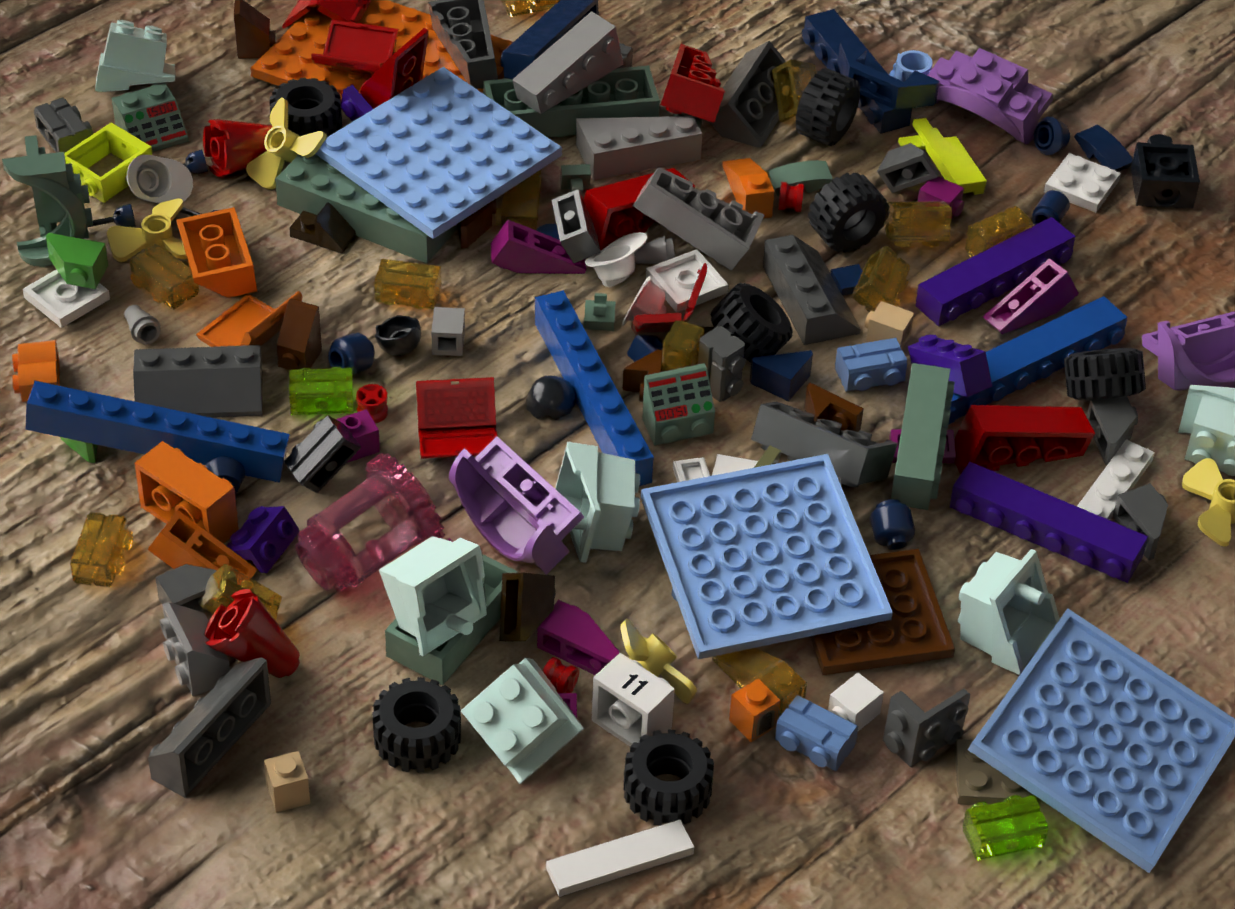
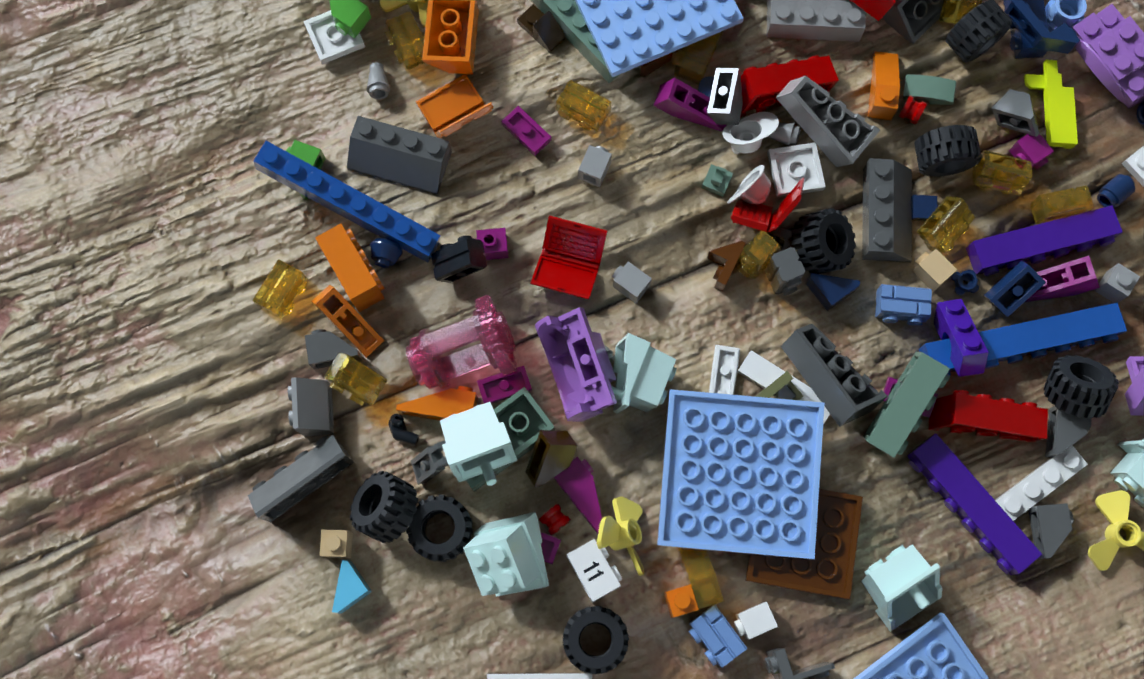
camera: 25 degrees right, 30 degrees up
(35, 363) = (290, 104): orange brick -> none
(251, 632) = (347, 418): red cone -> none
(264, 536) = (395, 315): dark purple bracket -> none
(299, 336) = (481, 140): reddish brown slope -> none
(318, 651) = (399, 430): none -> black arm
(321, 391) = (483, 191): clear neon green brick -> none
(328, 823) = (350, 587): none -> medium azure slope
(336, 711) = (383, 507): none -> black tyre
(343, 321) = (526, 130): none -> magenta plate
(352, 352) = (517, 163): dark blue head -> none
(352, 611) = (440, 404): none -> orange slope
(374, 399) = (515, 209): red wheel -> none
(377, 650) = (429, 463): none -> dark grey hinge
(398, 335) = (558, 155): black hair -> none
(543, 427) = (631, 281): none -> light grey brick
(551, 397) = (649, 252): black hair -> none
(575, 177) = (750, 37): sand green tile -> none
(594, 388) = (681, 258): blue brick -> none
(644, 345) = (739, 232): dark blue slope -> none
(678, 404) = (737, 301): sand green slope -> none
(832, 407) = (849, 334): reddish brown slope -> none
(892, 524) = (853, 466): dark blue head -> none
(930, 326) = (970, 277): none -> dark blue plate
(986, 313) = (1014, 288): none -> dark blue brick
(1095, 282) = (1117, 283): none -> light grey brick

